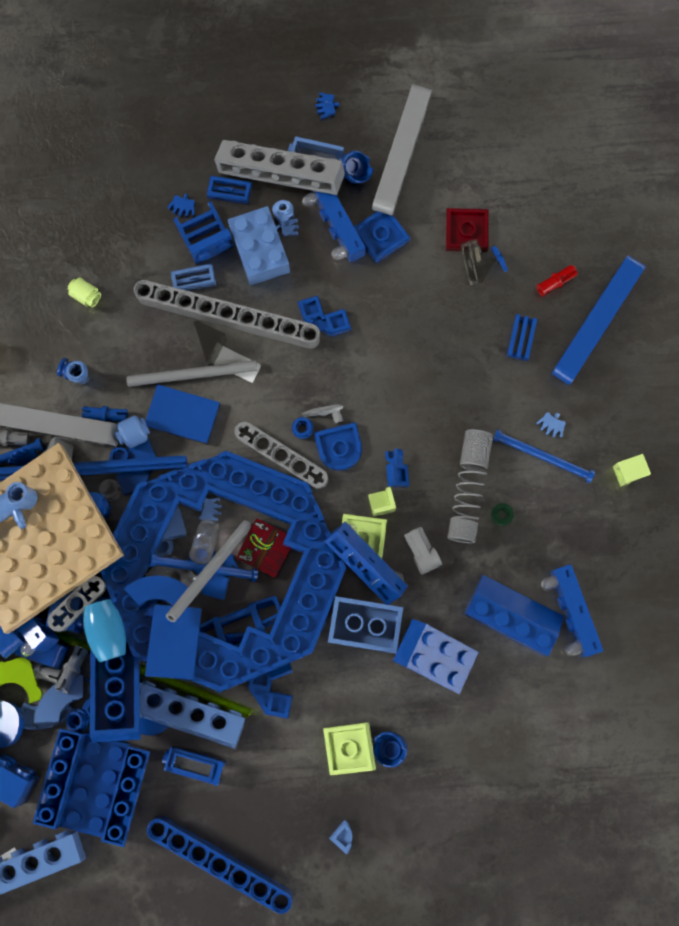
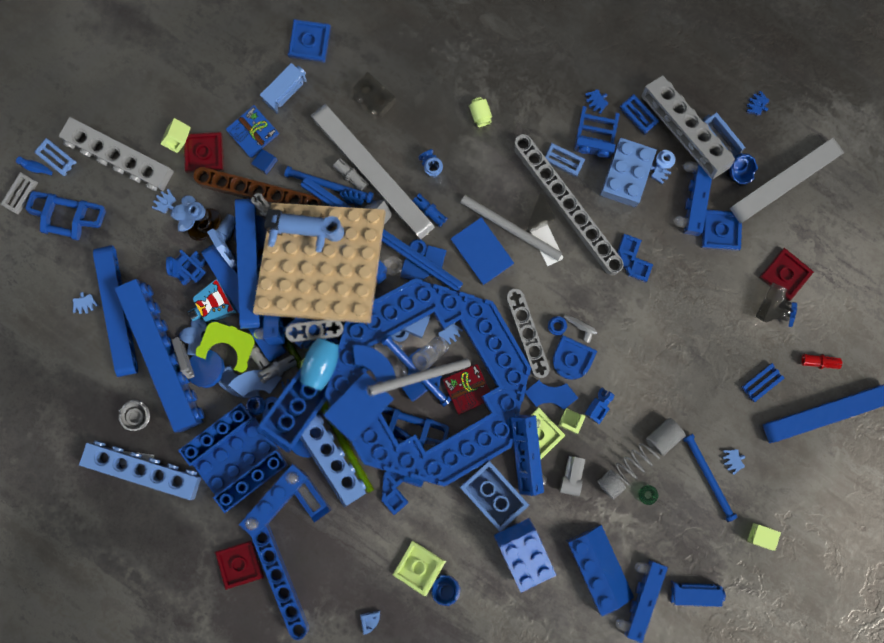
camera: 40 degrees right, 5 degrees up
(132, 431) = (439, 238): medium blue head -> none
(162, 796) = (274, 500): none -> blue piece
(177, 885) = (239, 564): none -> dark red tile
(353, 489) = (560, 396): none -> blue tile
(616, 568) = (697, 594): none -> blue window

